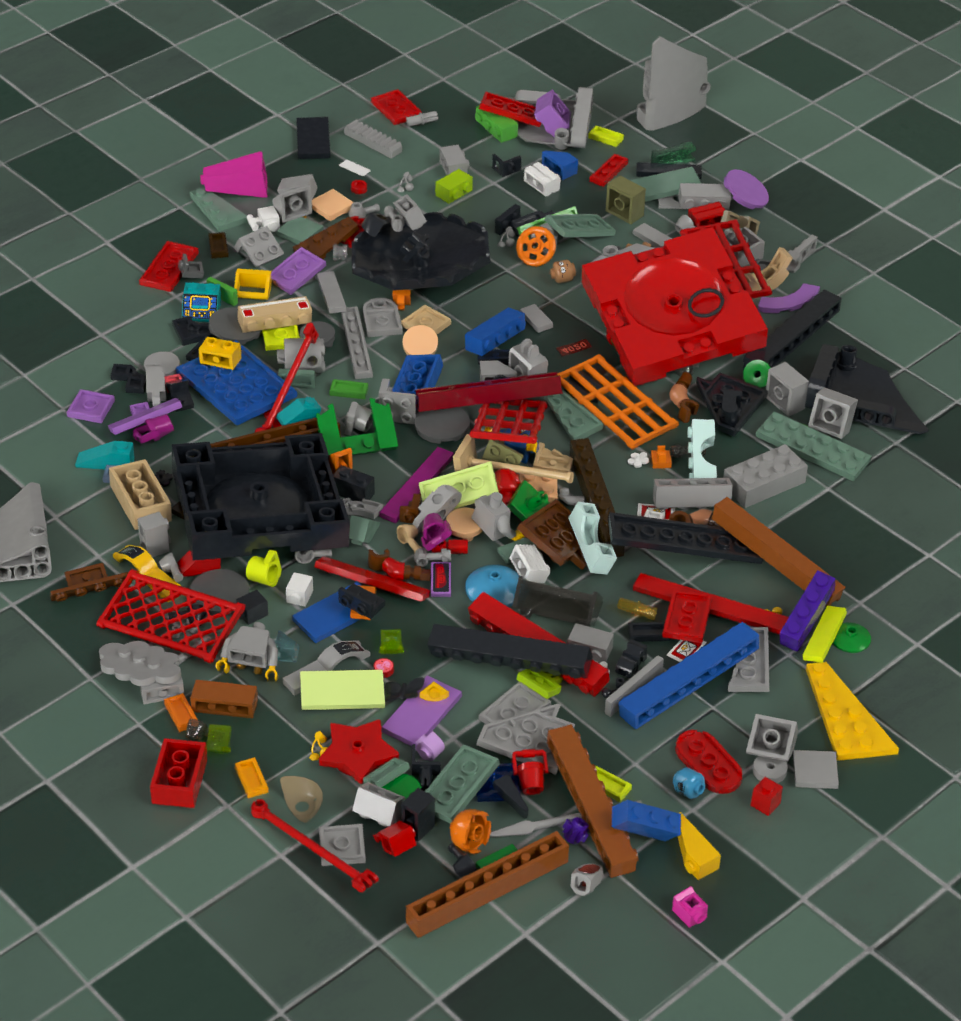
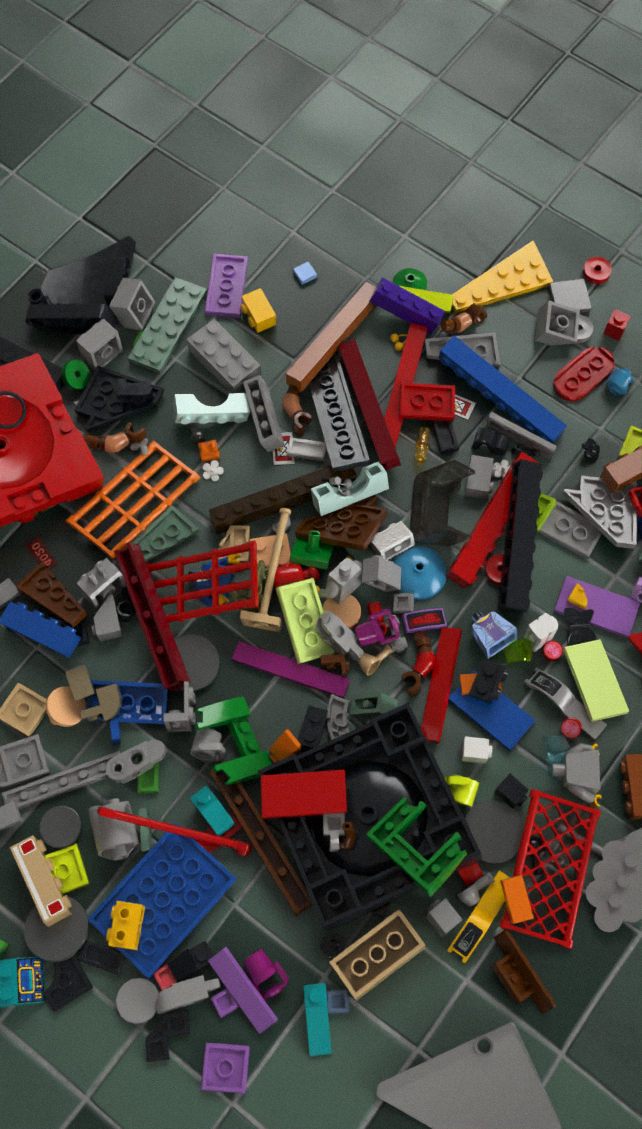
camera: 100 degrees left, 25 degrees up
(150, 578) = (516, 899): none -> orange tile
(189, 496) = (426, 874): none -> green wedge
(244, 474) = (347, 842): none -> reddish brown arm
(254, 468) = (333, 827): none -> light grey plate
(288, 450) = (303, 794): none -> red tile
(299, 662) = (571, 727): none -> tile
(356, 372) = (150, 751): none -> light grey piece
(389, 369) = (115, 732): none -> blue tile
(401, 648) = (541, 631): none -> white brick
(412, 618) = (492, 632): none -> light blue torso
(413, 360) = (110, 704): none -> dark tan brick
(437, 343) = (80, 682): none -> dark tan brick
(463, 567) = (403, 603): none -> light grey tile
(493, 544) = (381, 573): none -> light grey brick
(537, 333) = (46, 591): none -> reddish brown wing
(598, 537) = (347, 484): none -> light grey piece
(607, 743) = (591, 449): none -> black plant
(674, 410) = (143, 446): none -> light grey piece
(690, 568) = (369, 405): none -> dark red tile
(787, 662) = (462, 321): none -> reddish brown piece
(819, 506) = (258, 310): none -> yellow brick
(845, 800) = (600, 264): none -> piece
(859, 494) = (226, 286): none -> medium lavender tile
(870, 553) = (305, 273): none -> light blue tile

